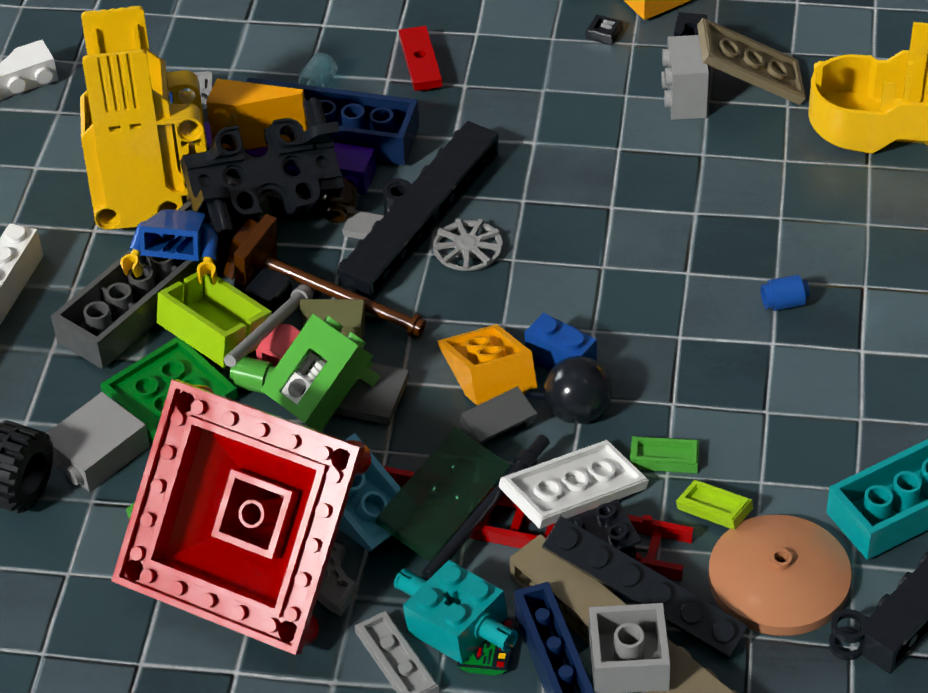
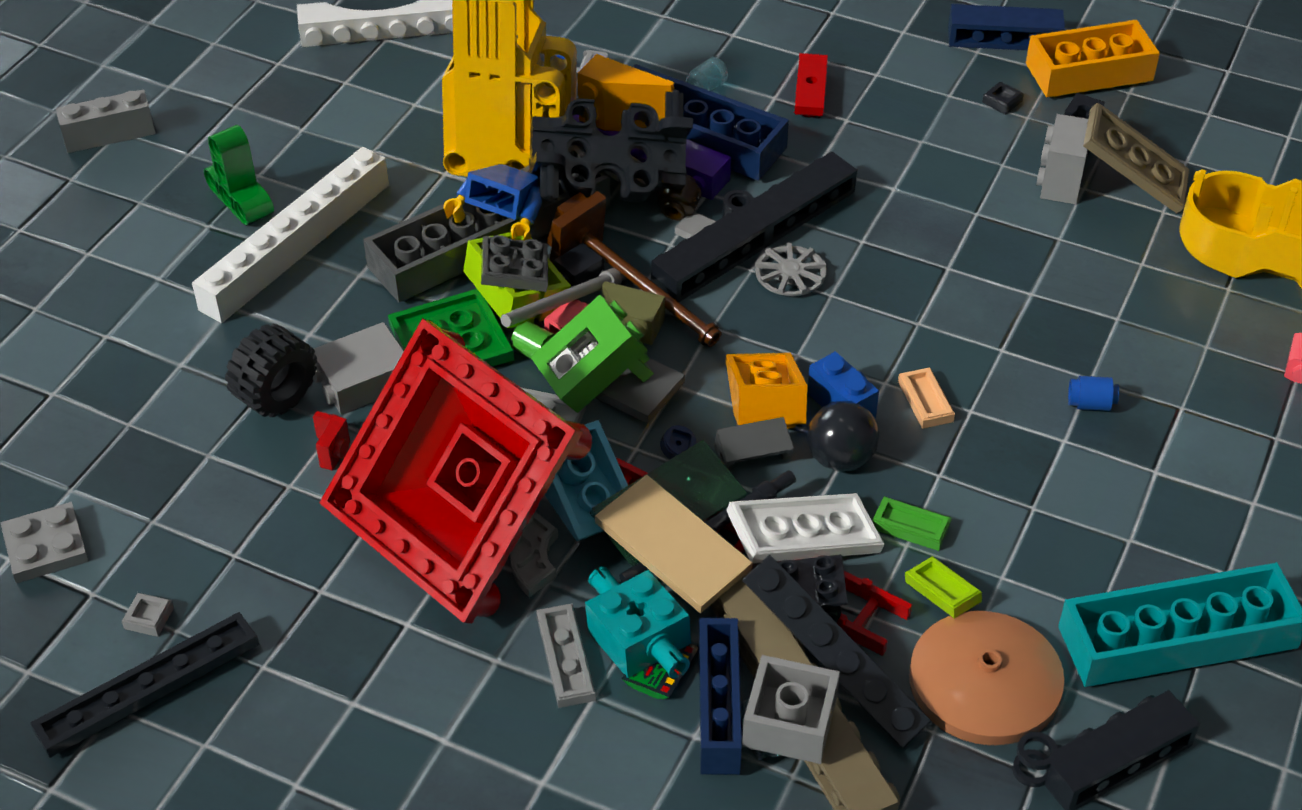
camera: 15 degrees right, 0 degrees up
(95, 512) = (333, 438): none -> red bracket
(212, 303) = (514, 263): none -> dark grey tile
(426, 436) = (676, 441): none -> dark blue tile
(463, 529) = (673, 543): none -> tan tile
(636, 335) = (926, 398): none -> light nougat tile

